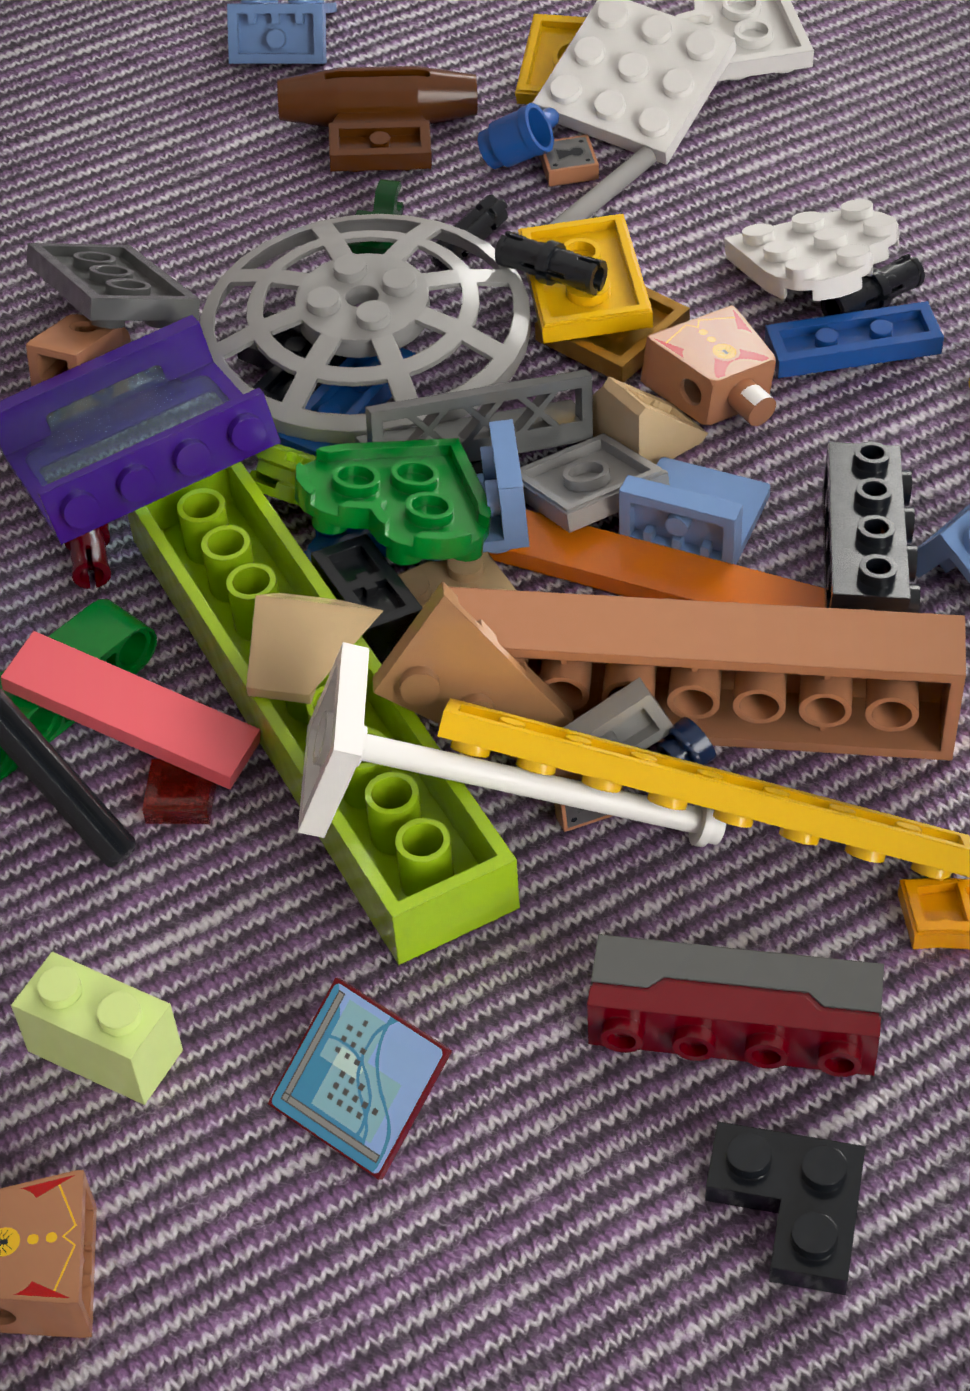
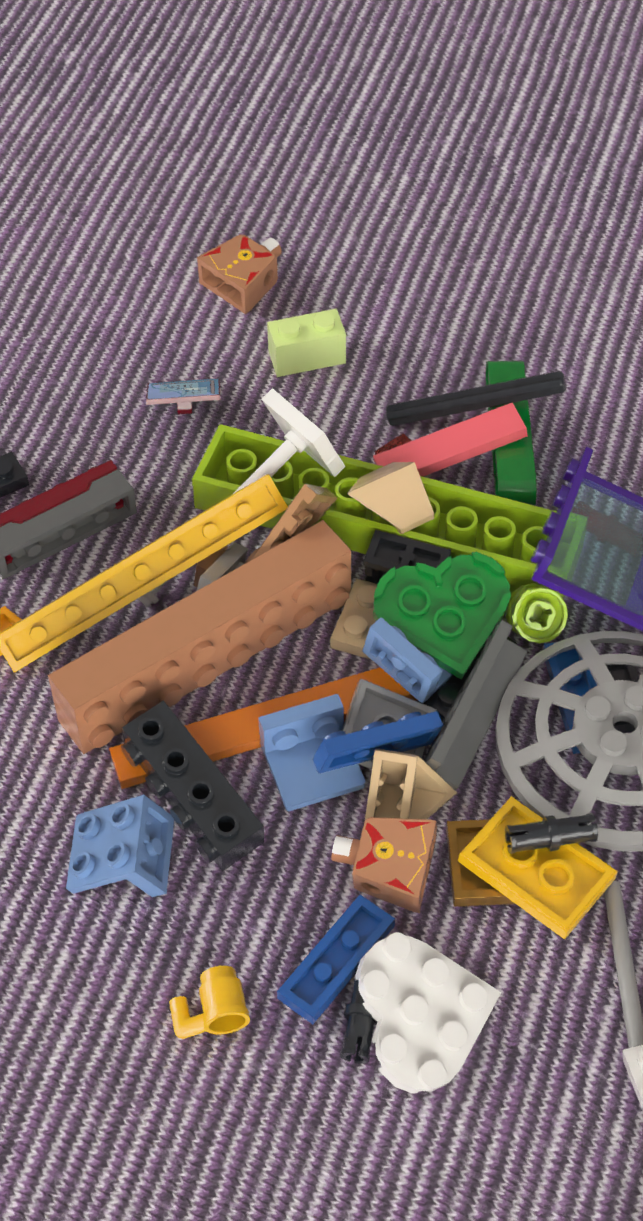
camera: 135 degrees right, 5 degrees up
(626, 431) = (407, 733): none -> blue plate

